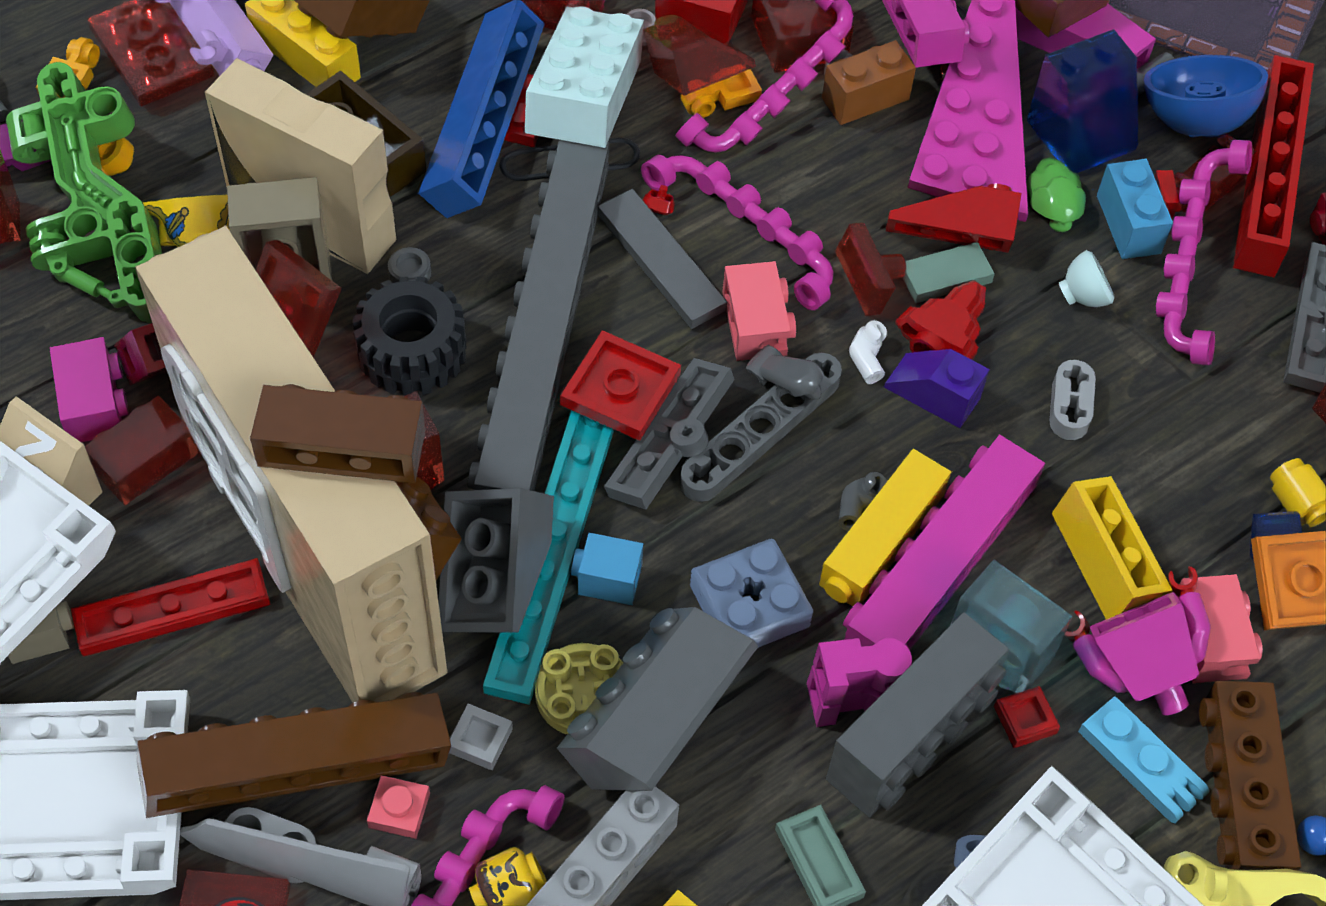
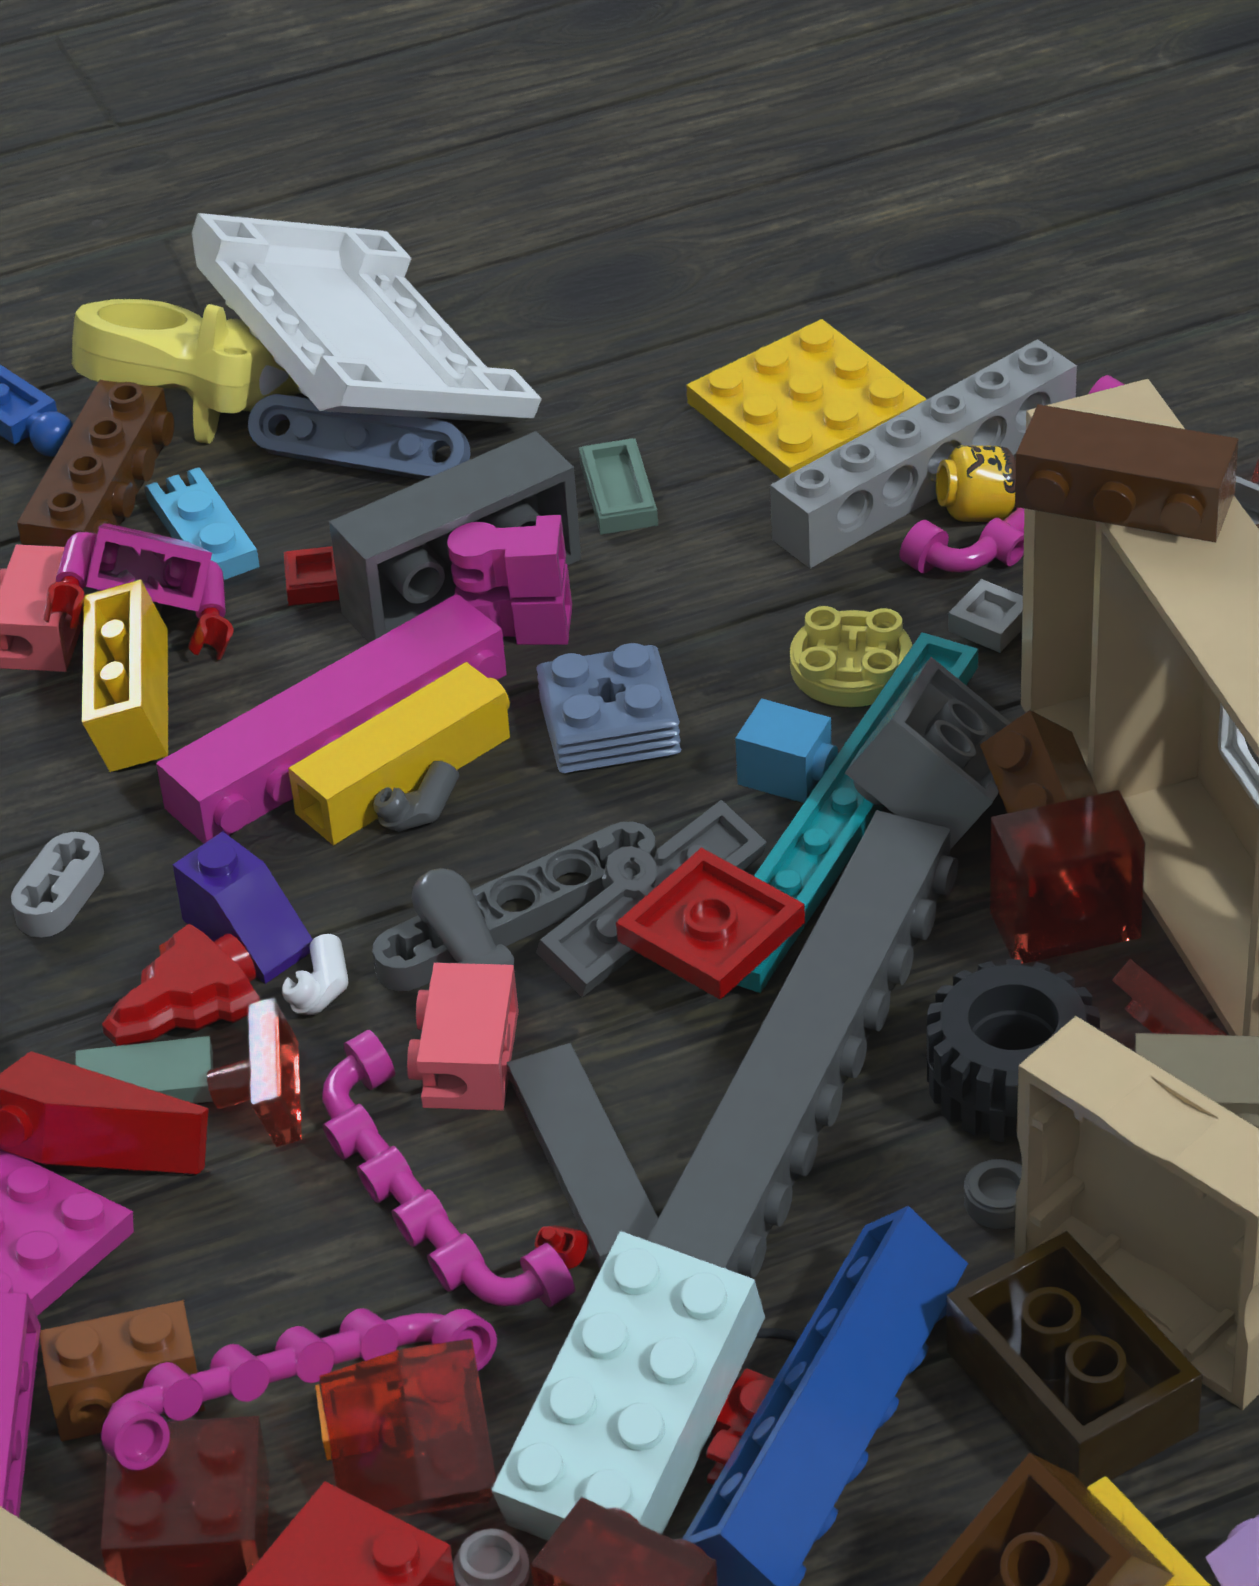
camera: 160 degrees left, 15 degrees down
(655, 700) = (762, 572): dark grey slope -> none
(1017, 618) = (302, 596): clear light blue brick -> none

